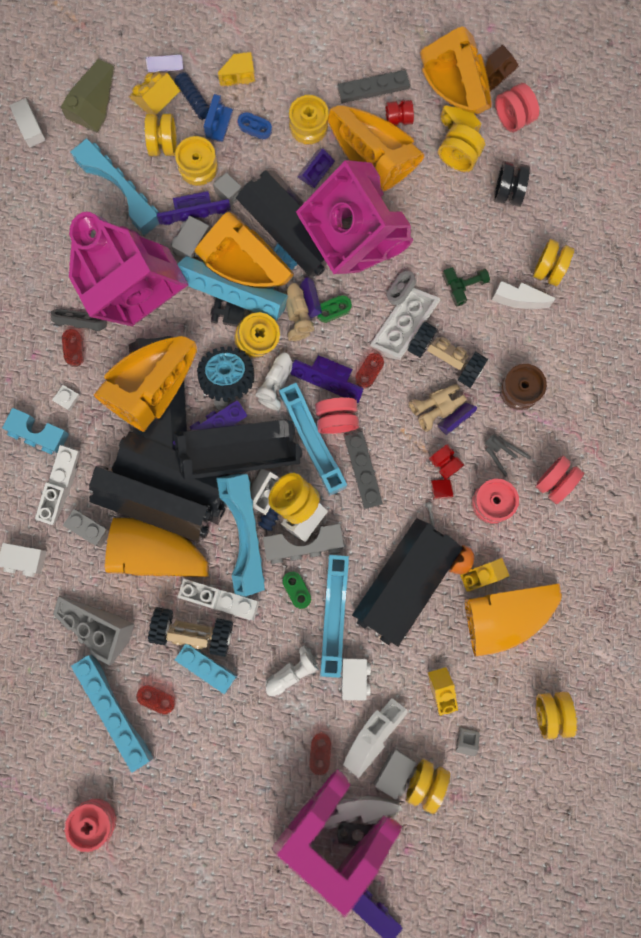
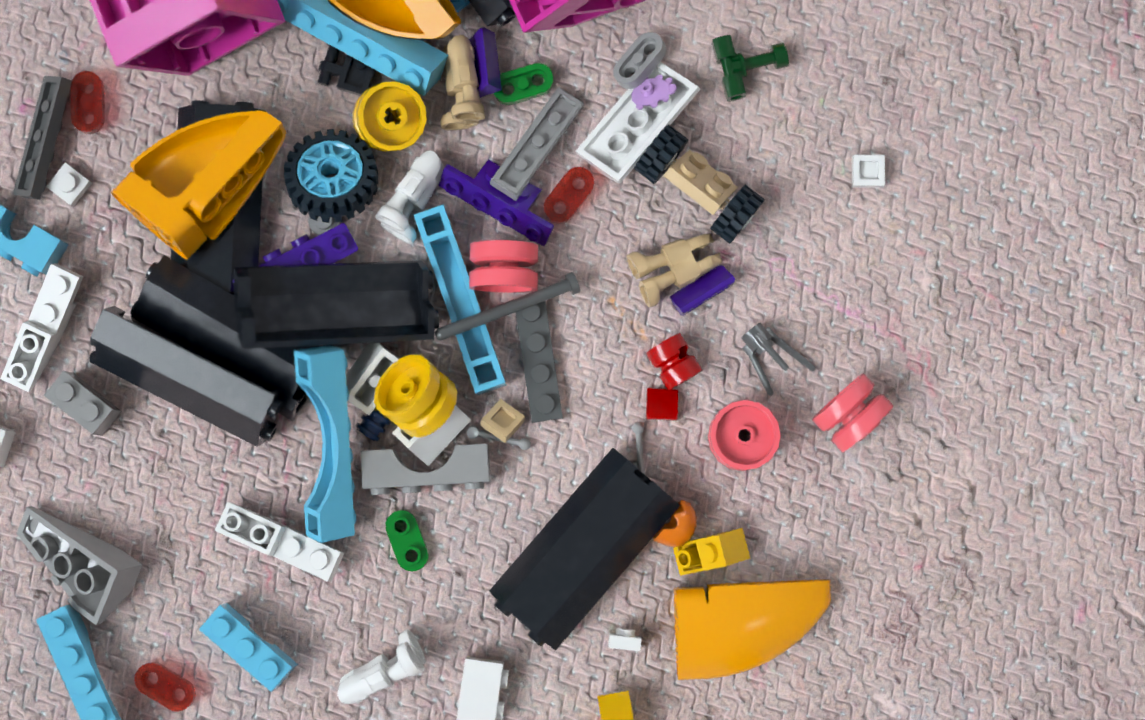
camera: 15 degrees right, 5 degrees up
(47, 371) = (42, 137): none -> dark grey plate
(77, 319) = (92, 53): dark grey plate -> none
(151, 551) = (177, 451): light orange panel -> none
(193, 634) = (228, 590): plate -> none
(329, 519) = (474, 432): none -> light grey hinge
(334, 616) = (460, 590): medium azure arch -> none
(346, 342) = (536, 143): none -> light grey tile
(347, 509) = (502, 420): none -> tan plate
(378, 422) = (569, 284): none -> dark grey bar
(412, 304) = (652, 92): none -> lavender piece
(439, 635) = (624, 639): none -> white plate
(522, 297) = (839, 99): white slope -> none
(523, 387) = (832, 243): reddish brown wheel -> none
(545, 337) = (868, 171): none -> white plate
(554, 263) = (901, 49): yellow wheel -> none

